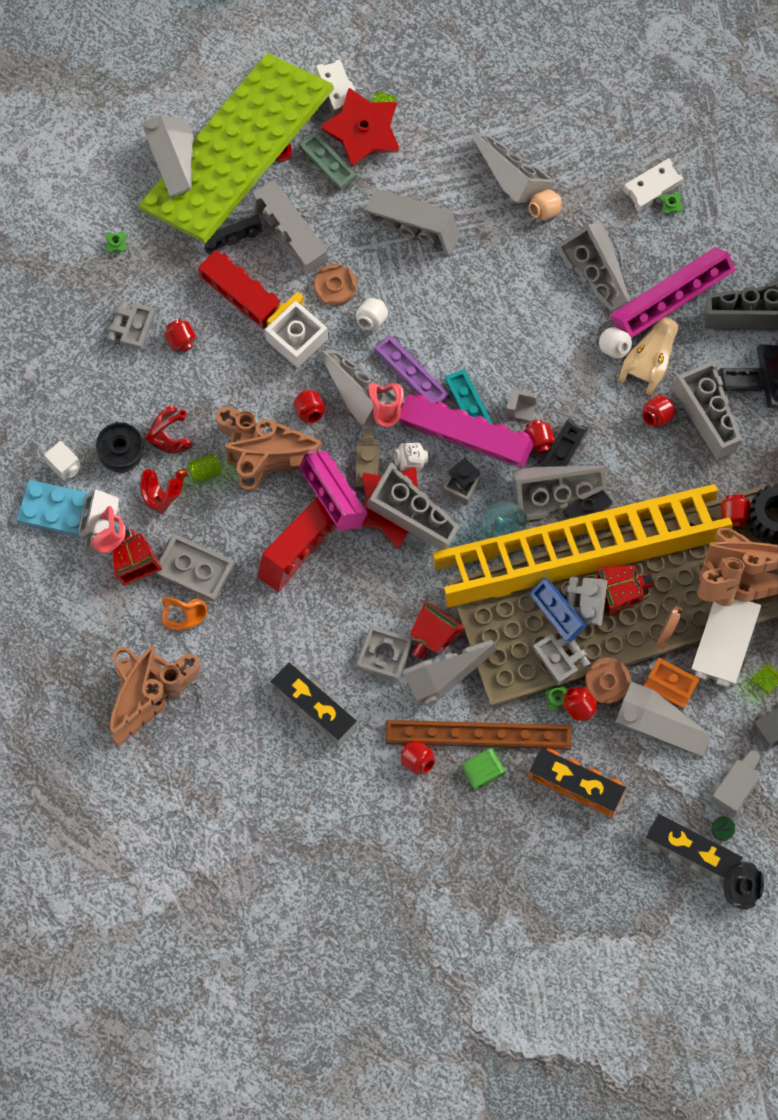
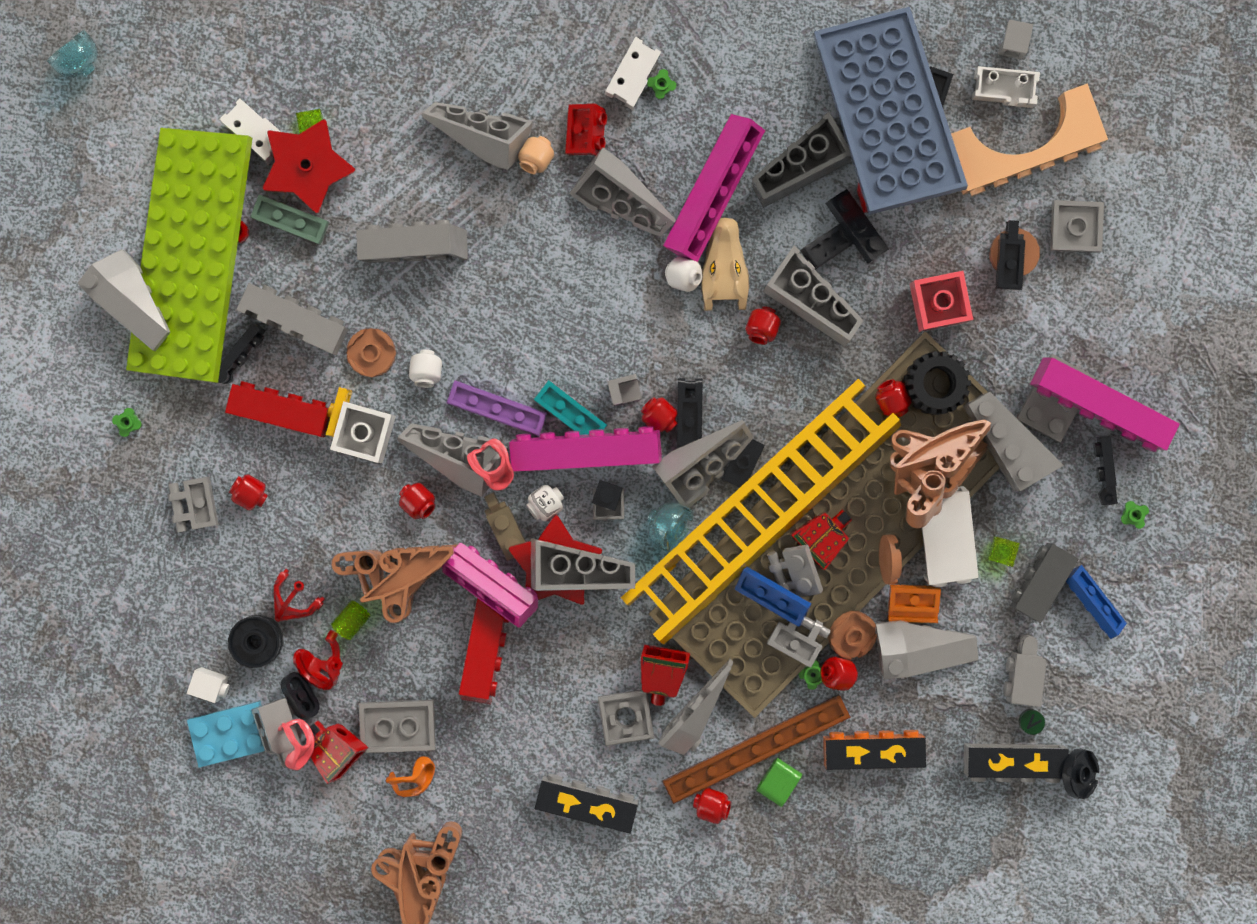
camera: 30 degrees left, 20 degrees up
(130, 505) = (300, 695): none -> black plate
(594, 205) = (585, 129): none -> red bracket

